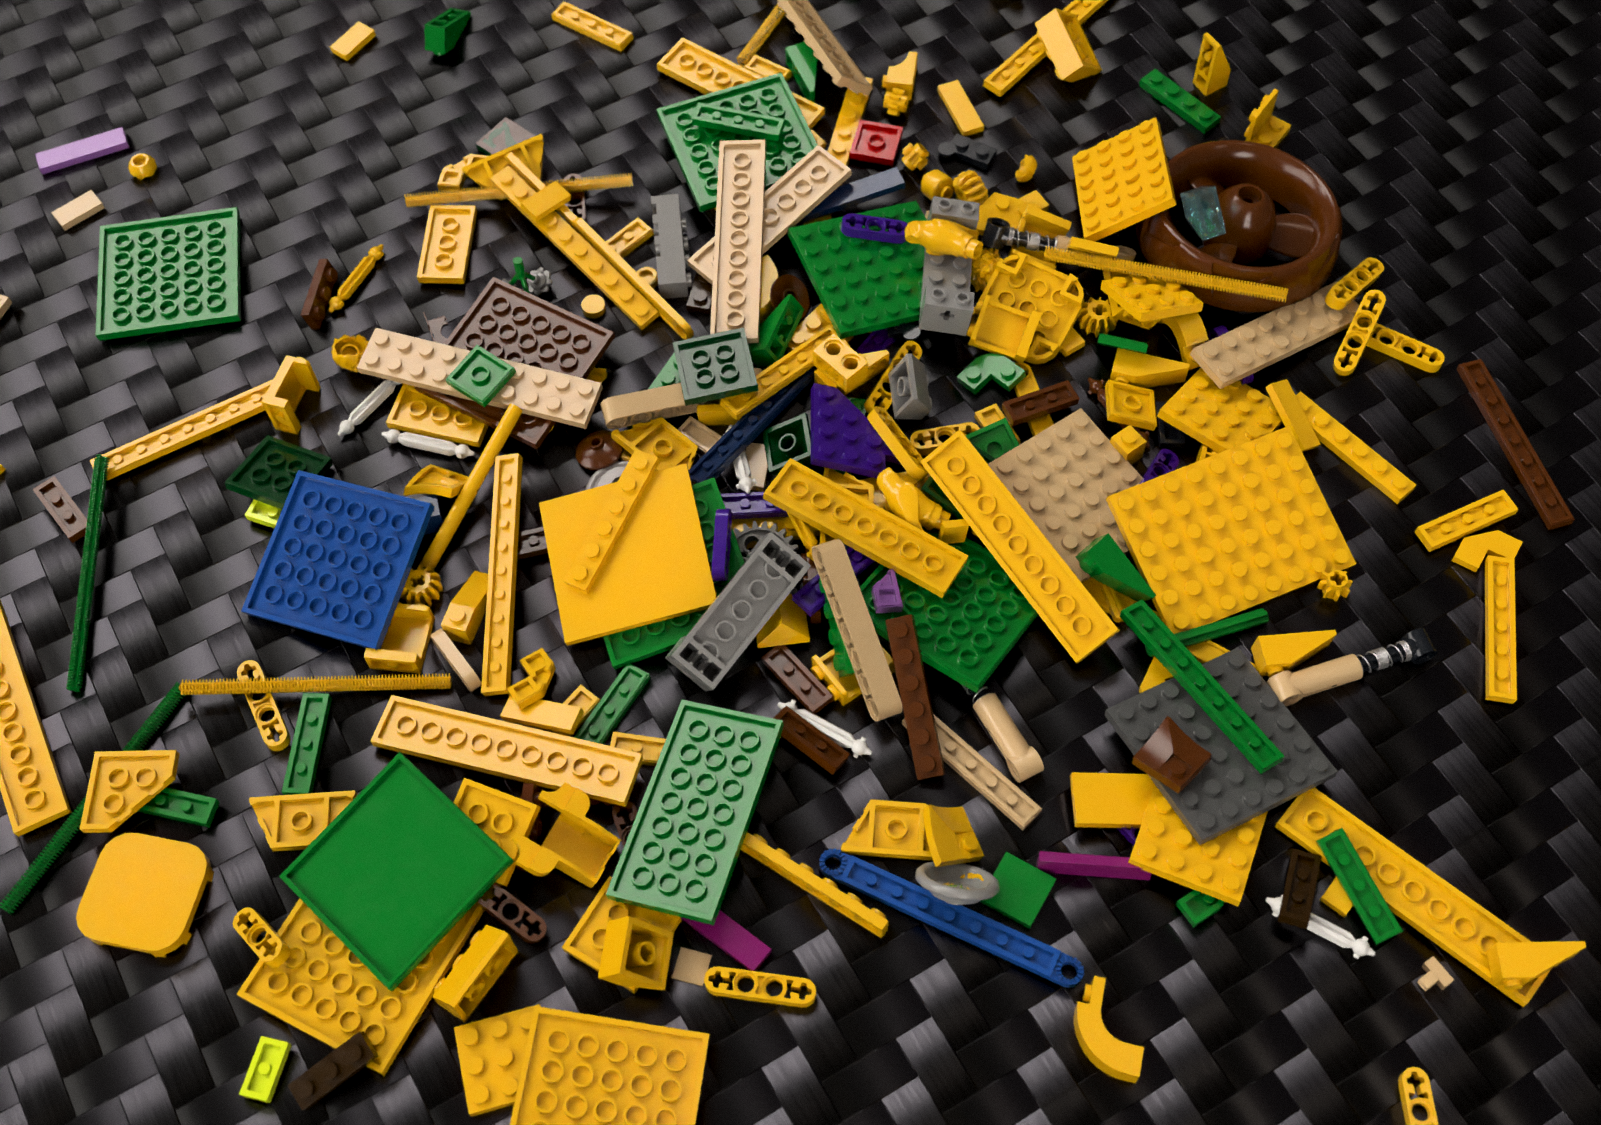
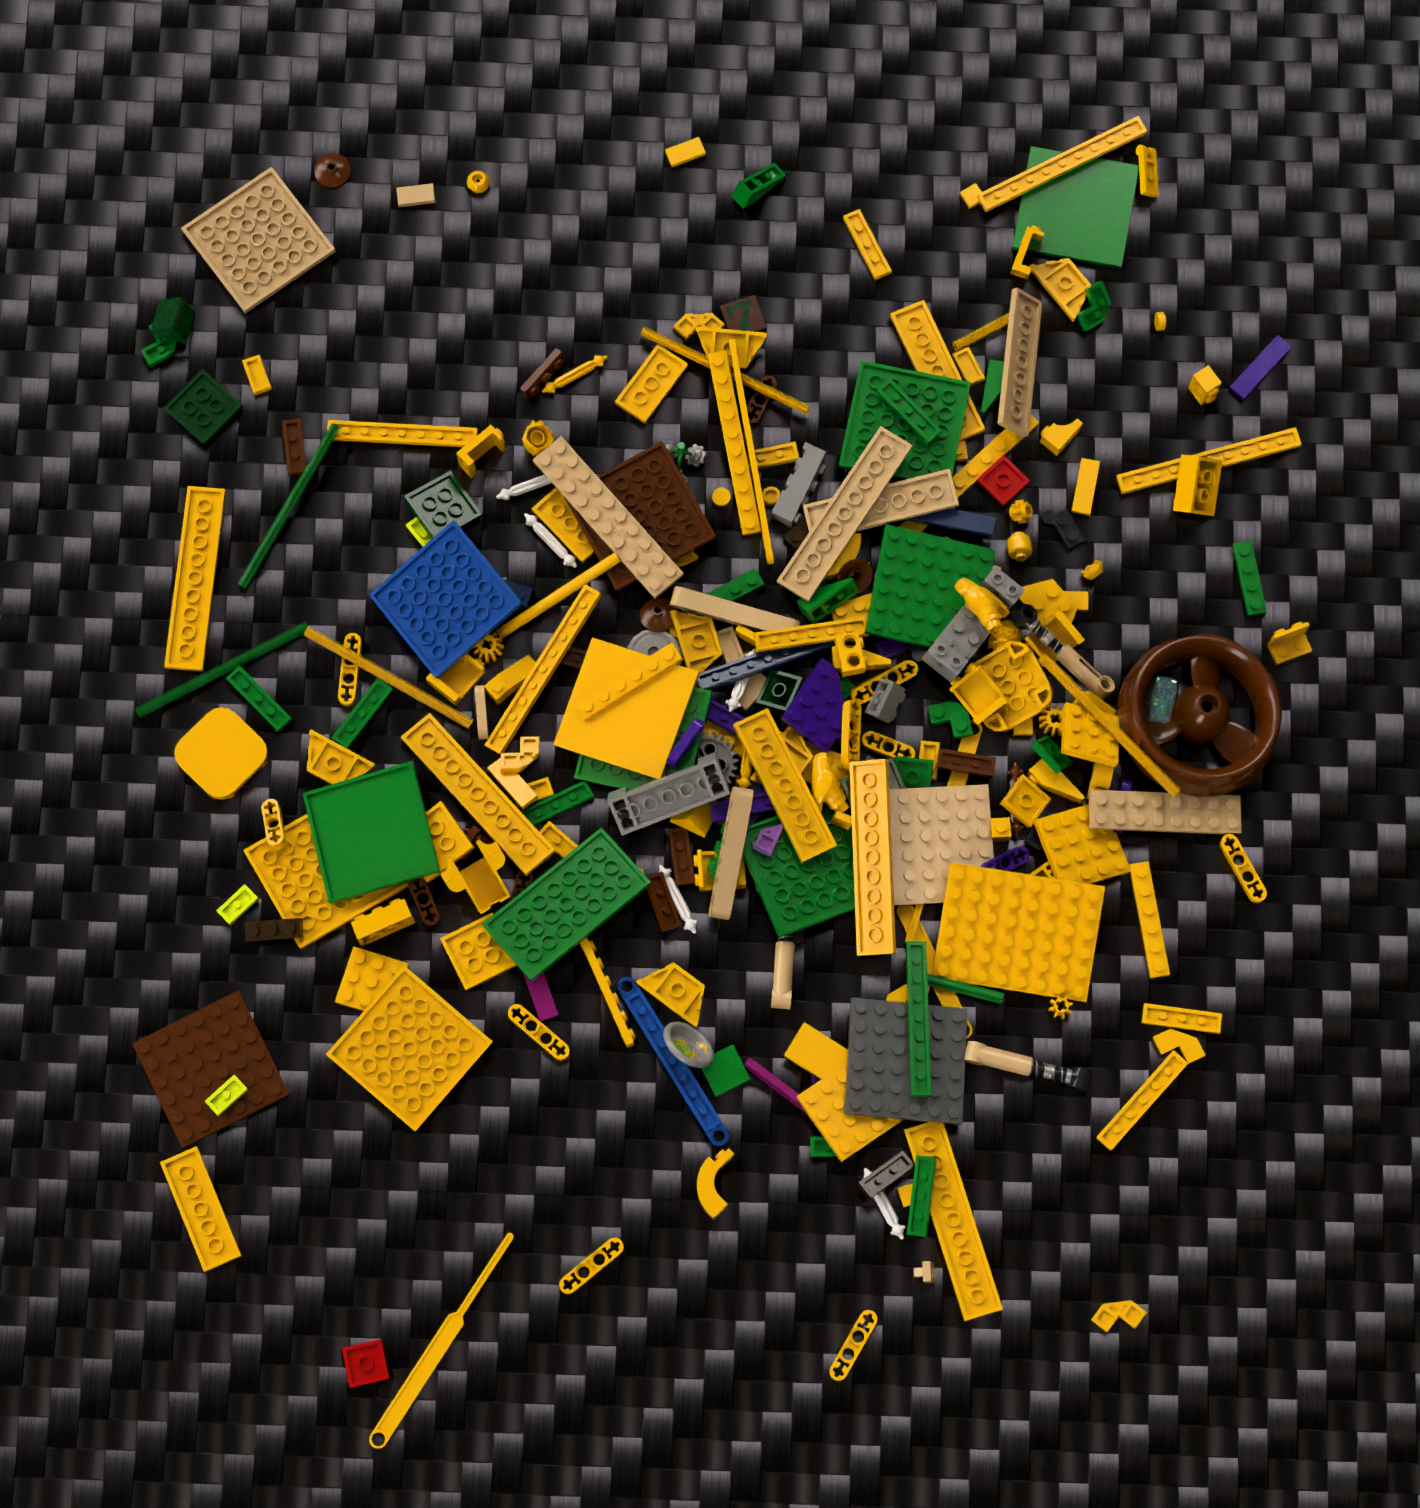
camera: 30 degrees right, 15 degrees up
(82, 150) = (443, 140): tile -> none
(123, 784) = (242, 677): yellow plate -> none
(168, 274) = (451, 292): plate -> none
(435, 327) = (606, 447): piece -> none
(436, 481) = (539, 577): yellow plate -> none
(480, 375) = (607, 520): tile -> none
(545, 201) = (733, 399): yellow tile -> none
(636, 954) = (478, 970): yellow slope -> none
(691, 966) = (508, 995): tan sticker -> none
(715, 366) = (764, 606): plate -> none
(866, 233) = (944, 553): dark purple beam -> none
(896, 101) = (1040, 455): yellow gear -> none
(915, 697) = (741, 916): reddish brown plate -> none
(950, 836) = (705, 1015): yellow plate -> none
(970, 187) = (1038, 565): yellow gear -> none
(985, 777) = (750, 978): tan tile -> none
(1092, 247) = (1076, 674): yellow plate -> none
(1110, 566) = (919, 902): green slope -> none
(1123, 180) = (1141, 630): yellow plate -> none
(1171, 756) = (864, 1052): reddish brown plate -> none
(1212, 66) = (1287, 570): yellow slope -> none
(1286, 651) = (990, 1030): yellow slope -> none
(1292, 414) = (1125, 876): yellow tile -> none
(1352, 281) = (1248, 808): yellow beam -> none
(1359, 332) = (1221, 847): yellow beam -> none
(1515, 444) = (1262, 986): reddish brown tile -> none
(1521, 962) = (977, 1297): yellow slope -> none

